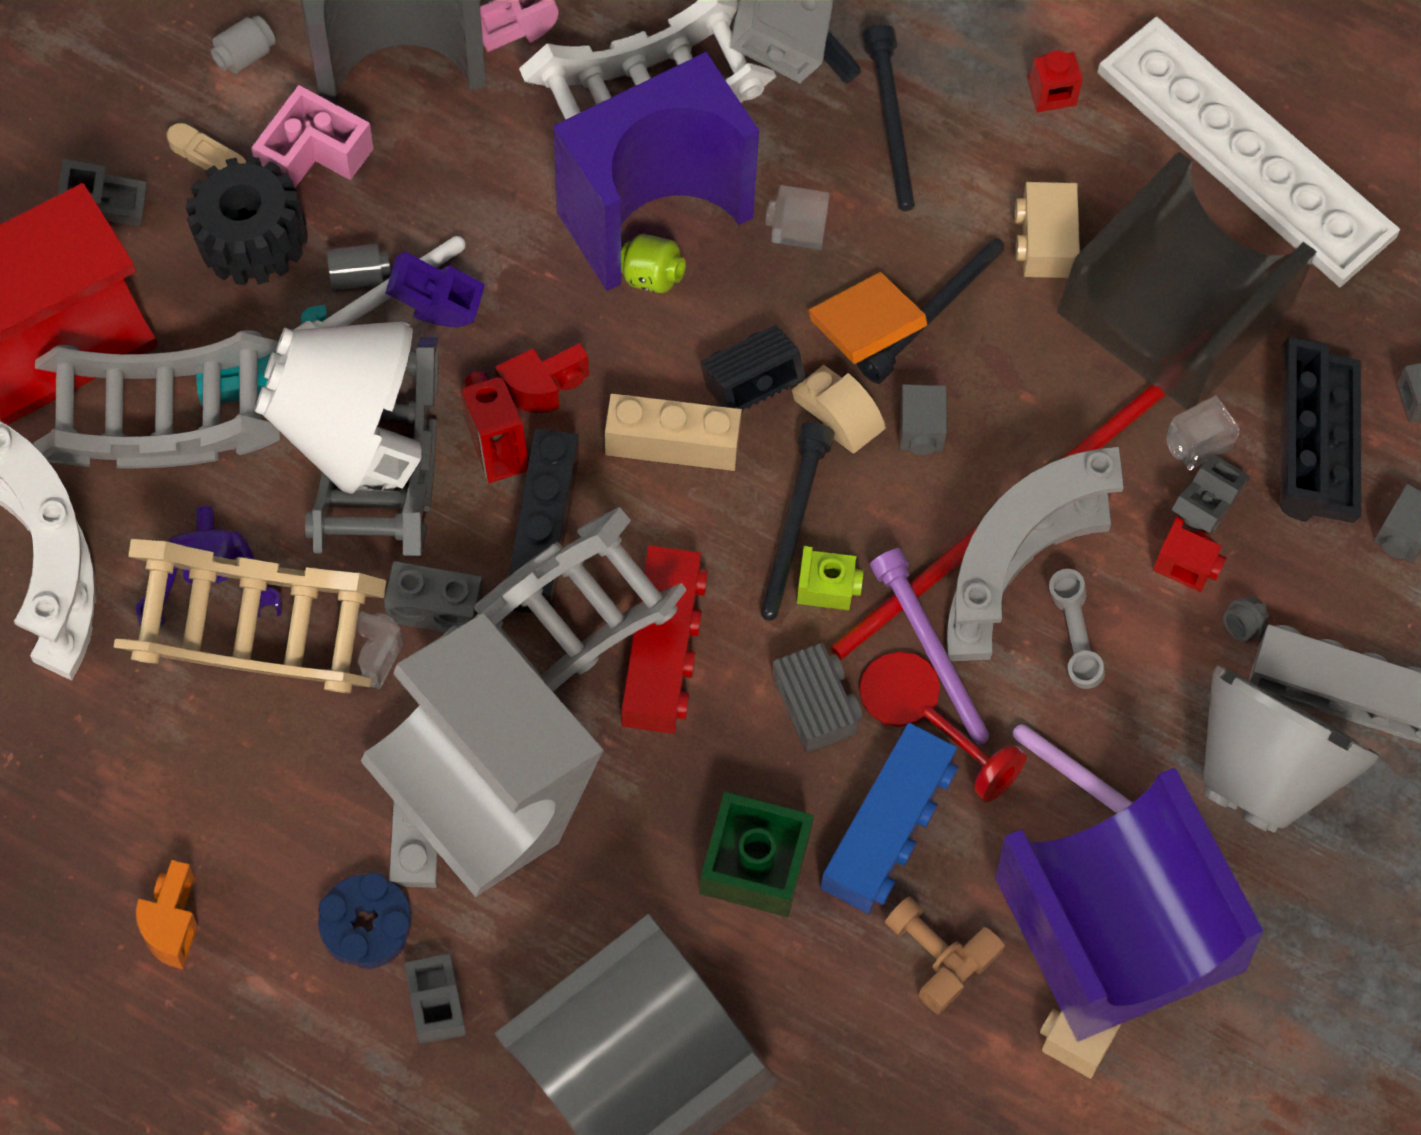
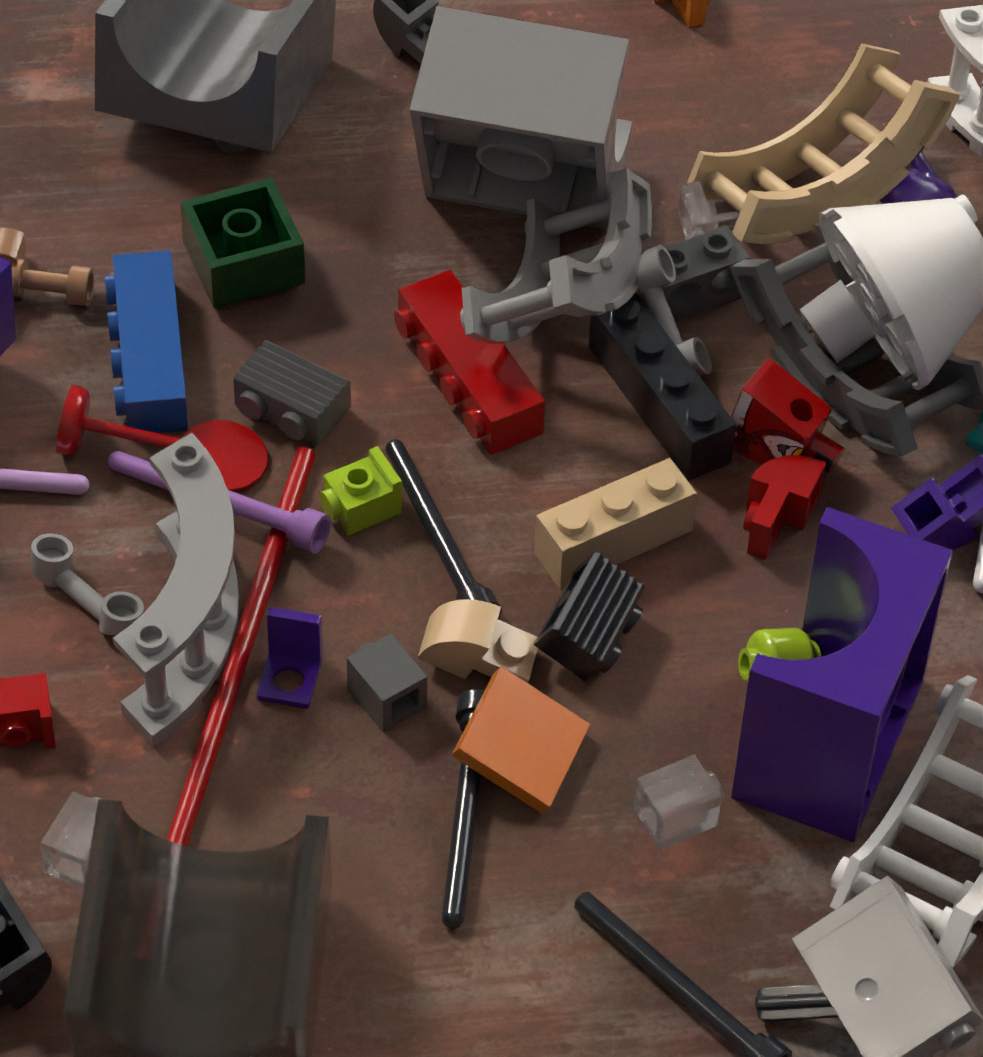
camera: 145 degrees right, 15 degrees down
(489, 573) = (657, 270): none -> light grey bar
(966, 487) = (292, 646): none -> dark purple bracket
(1048, 229) = (400, 942): tan piece -> none
(1211, 494) = (31, 769): dark grey brick -> none

